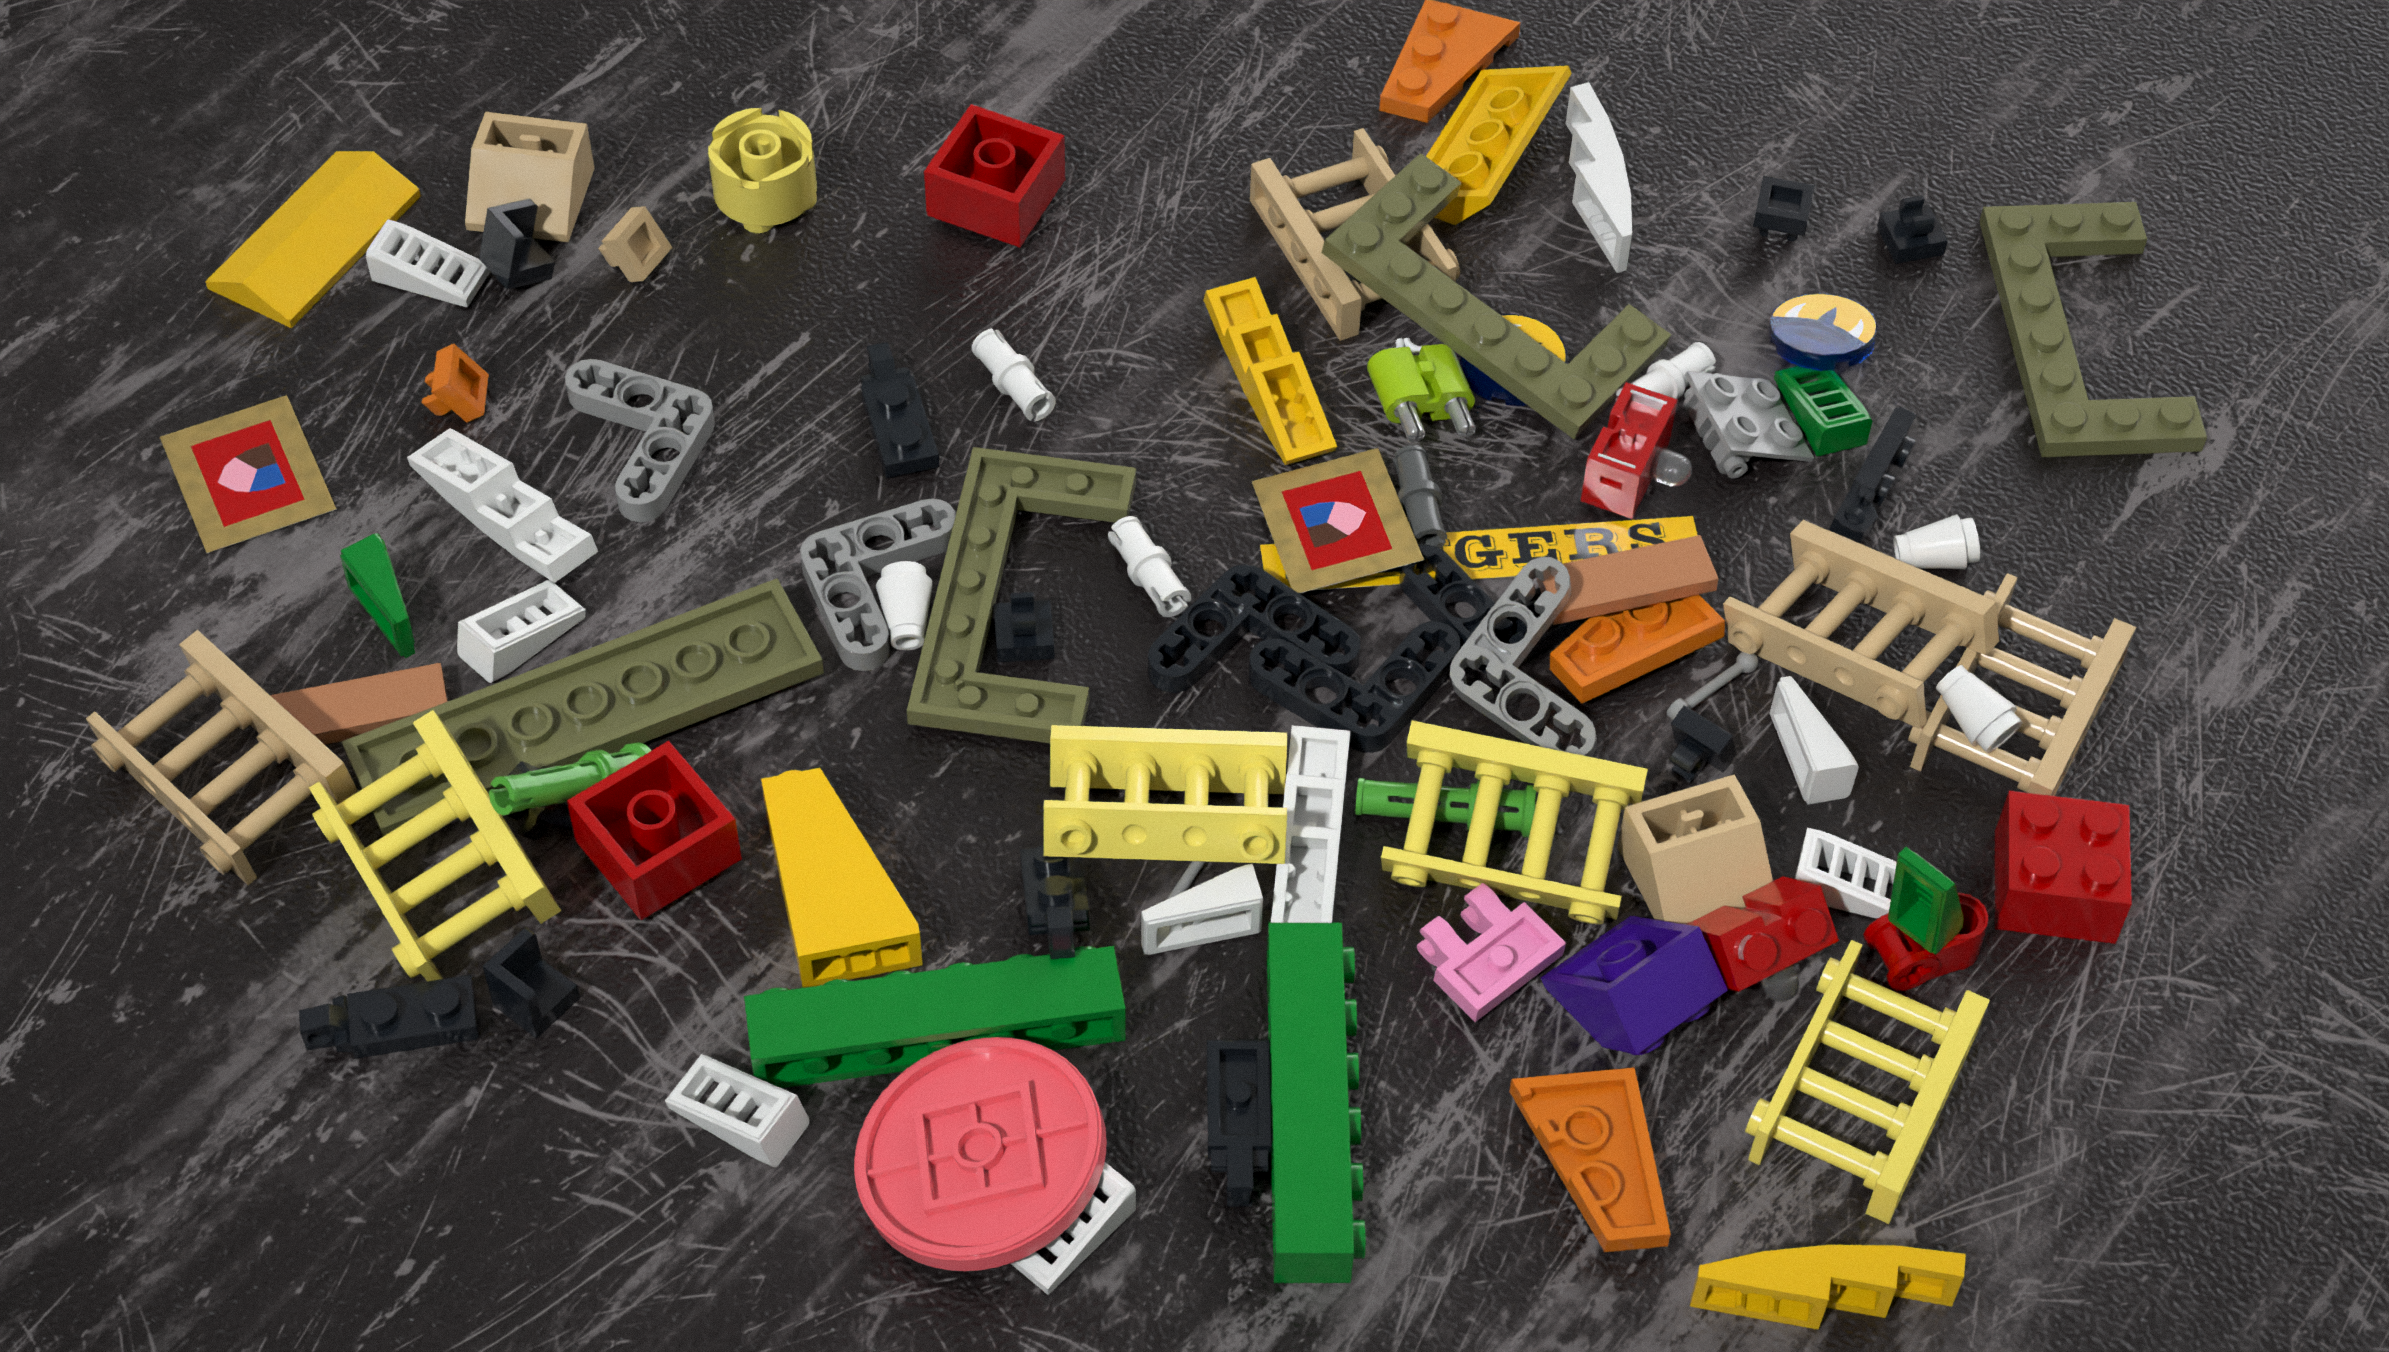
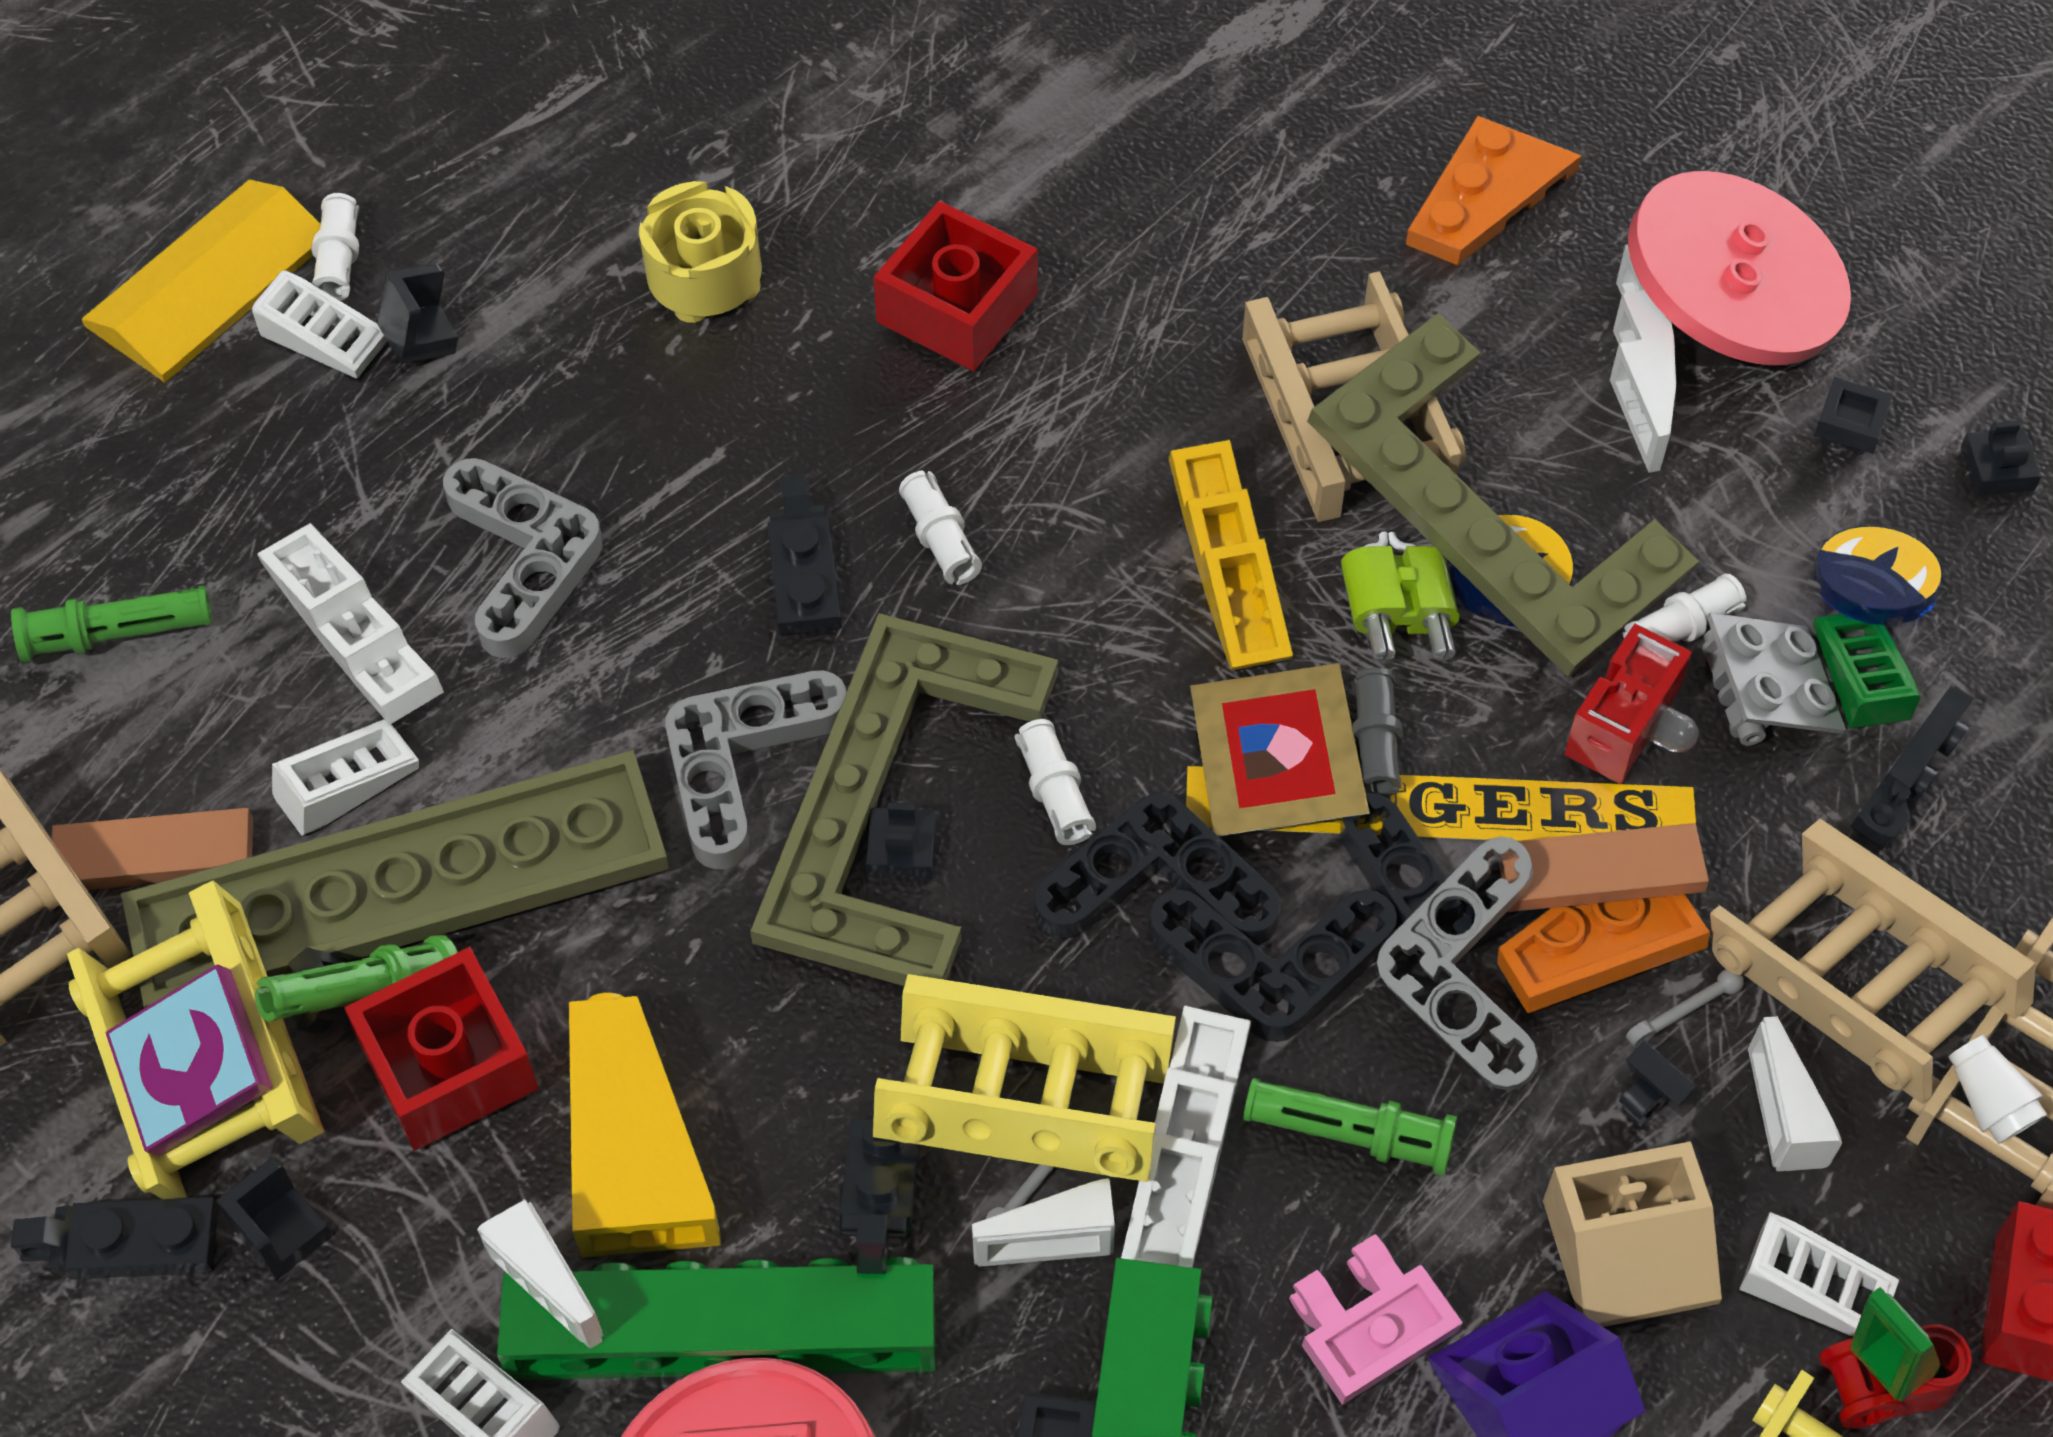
camera: 10 degrees right, 5 degrees up
(247, 474) = (86, 540): sticker -> none
(258, 531) = (80, 625): none -> bright green pin
(376, 588) = (196, 703): green slope -> none
(428, 195) = (336, 245): none -> white pin
(437, 857) = (188, 1060): none -> tile
(456, 385) = (326, 473): orange tile -> none
(533, 160) = (450, 220): tan slope -> none
(635, 244) = (549, 326): tan tile -> none
(776, 979) = (531, 1258): none -> white slope
(905, 602) = (772, 796): white cone -> none
(1492, 132) = (1528, 288): yellow slope -> none
(1553, 777) = (1475, 1118): light yellow fence -> none
(1669, 98) = (1739, 268): none -> coral plate
(1770, 935) = (1700, 1348): red piece -> none
(1940, 545) = (1978, 862): white cone -> none

